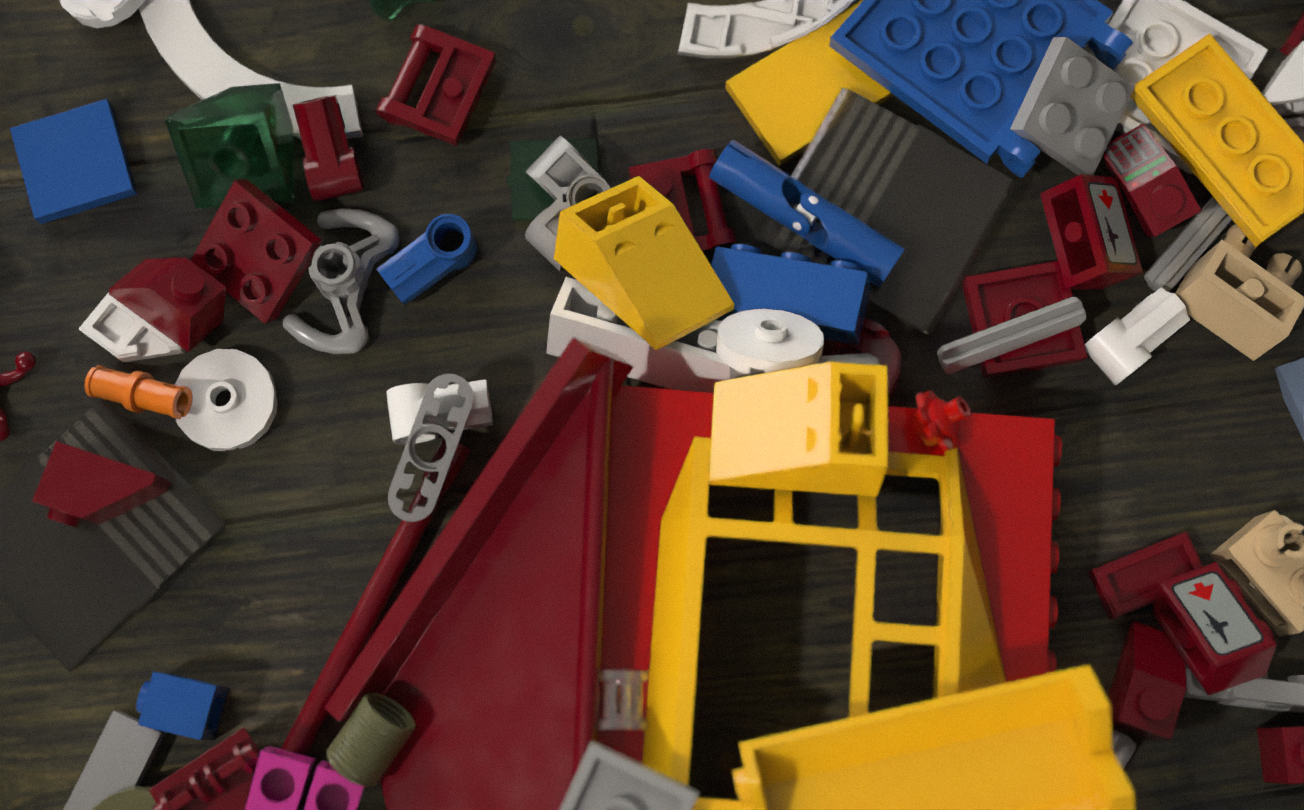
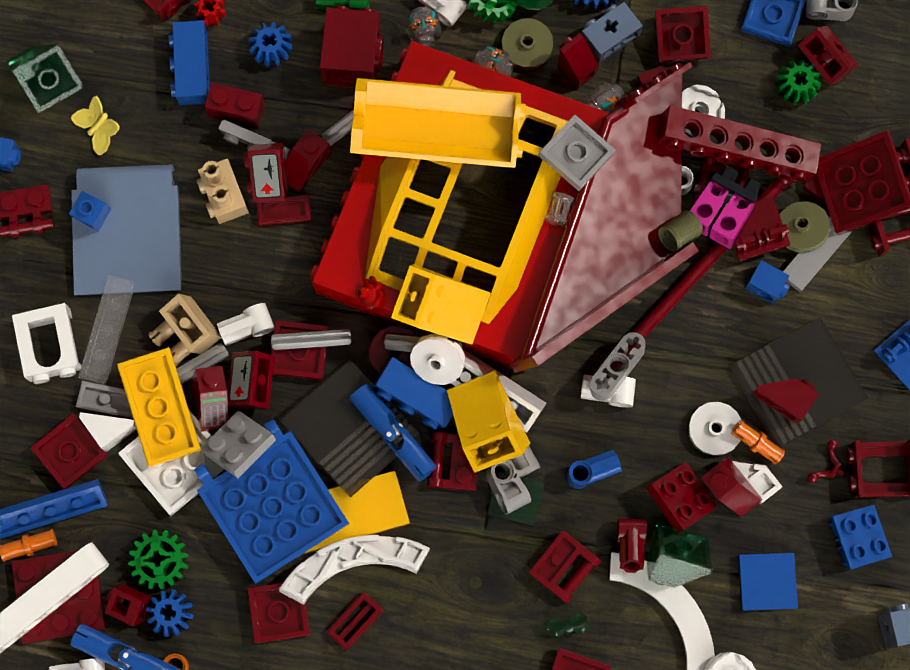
camera: 160 degrees left, 0 degrees up
(344, 278) = (639, 474): light grey piece -> none

